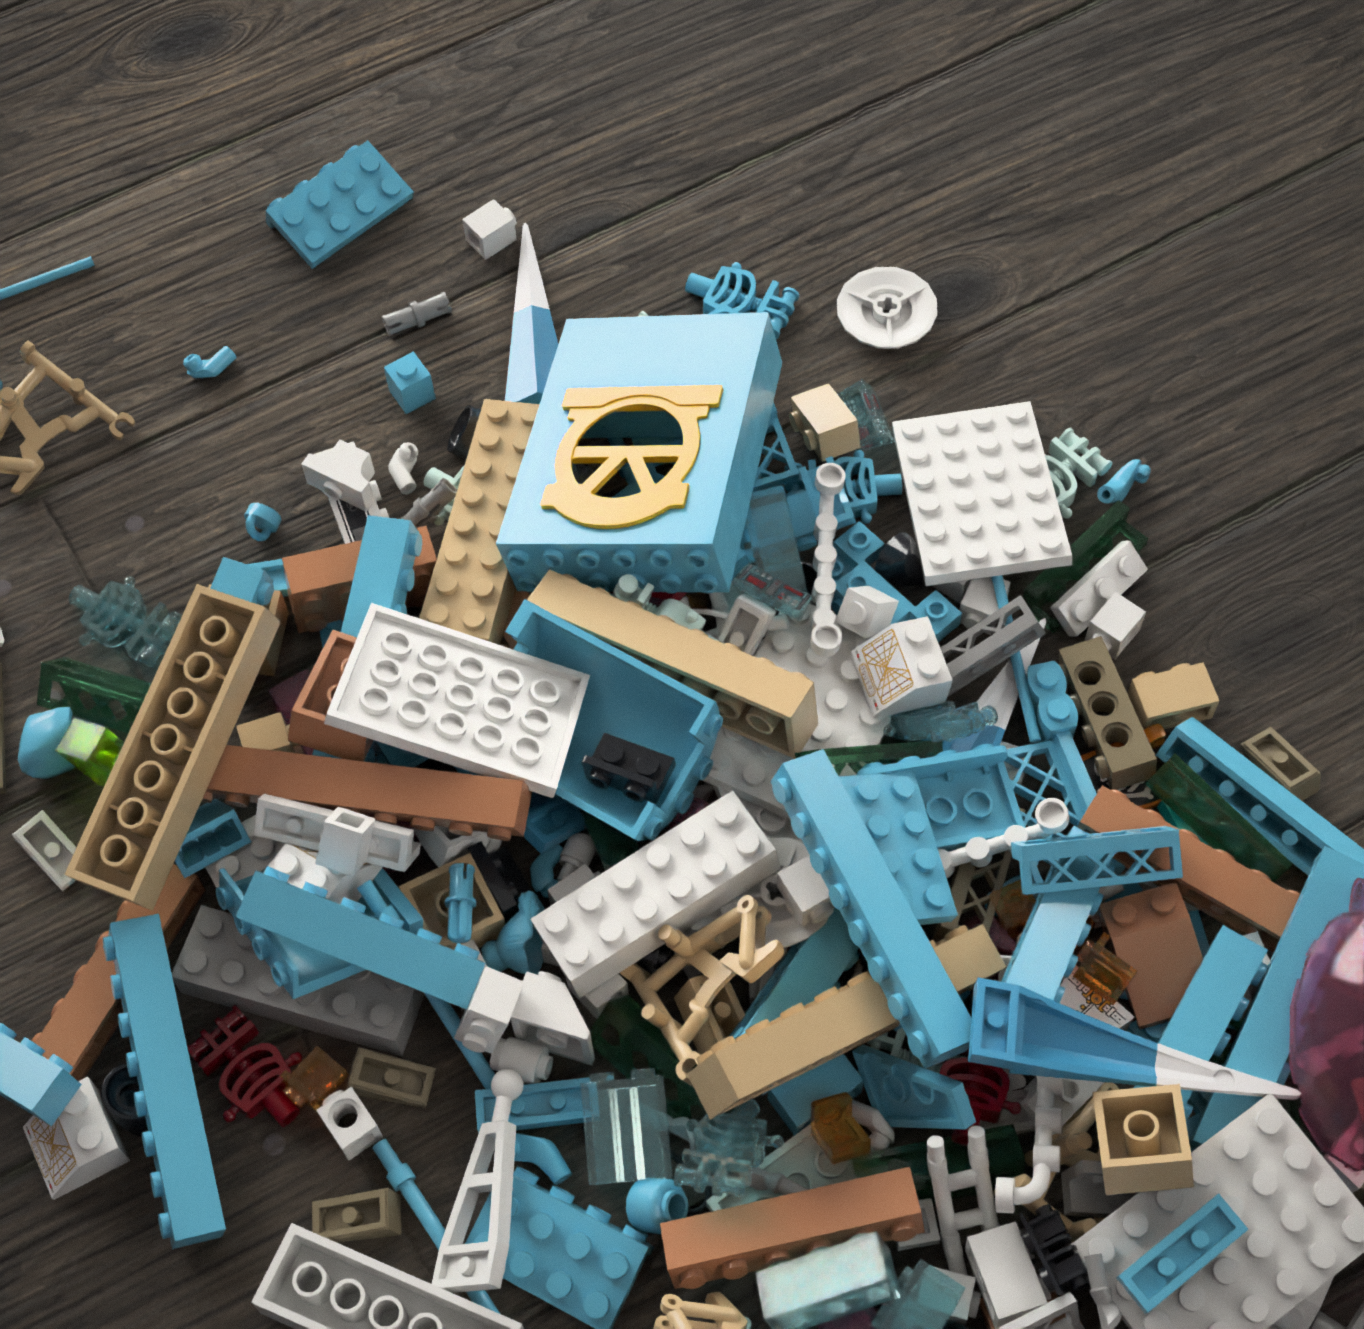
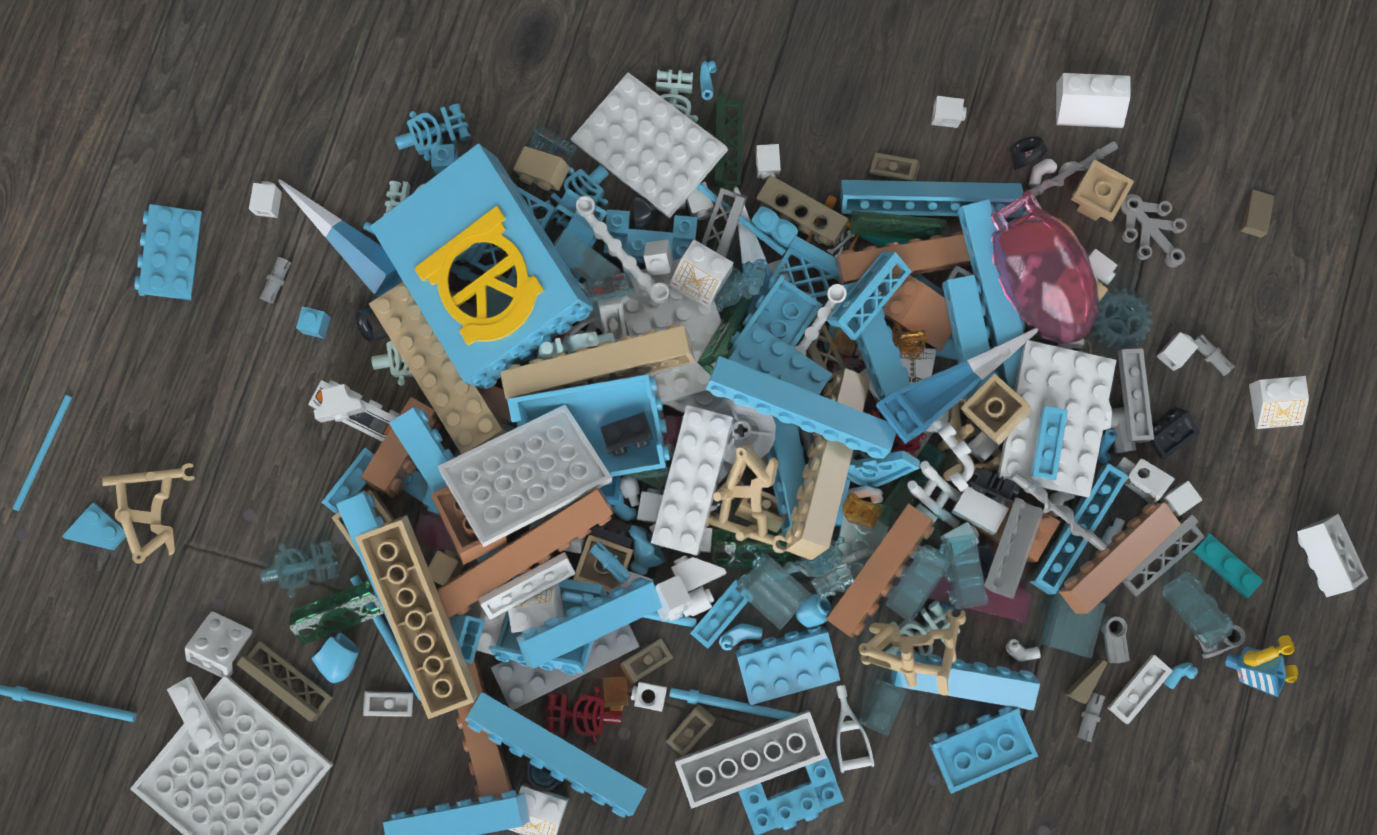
camera: 45 degrees left, 20 degrees up
(90, 749) = (370, 644): clear neon green brick -> none
(209, 368) = (198, 402): medium azure arm -> none
(262, 517) = (314, 456): medium azure tile -> none
(345, 841) = (541, 587): white brick -> none
(401, 466) = (353, 370): white arm -> none
(427, 508) = (392, 384): light grey pin -> none
(482, 1264) = (763, 708): white plate -> none
(805, 892) = (758, 423): white brick -> none
(902, 292) = (515, 61): white piece -> none
(1110, 575) = (744, 147): white plate -> none
(1173, 696) = (823, 176): tan brick -> none

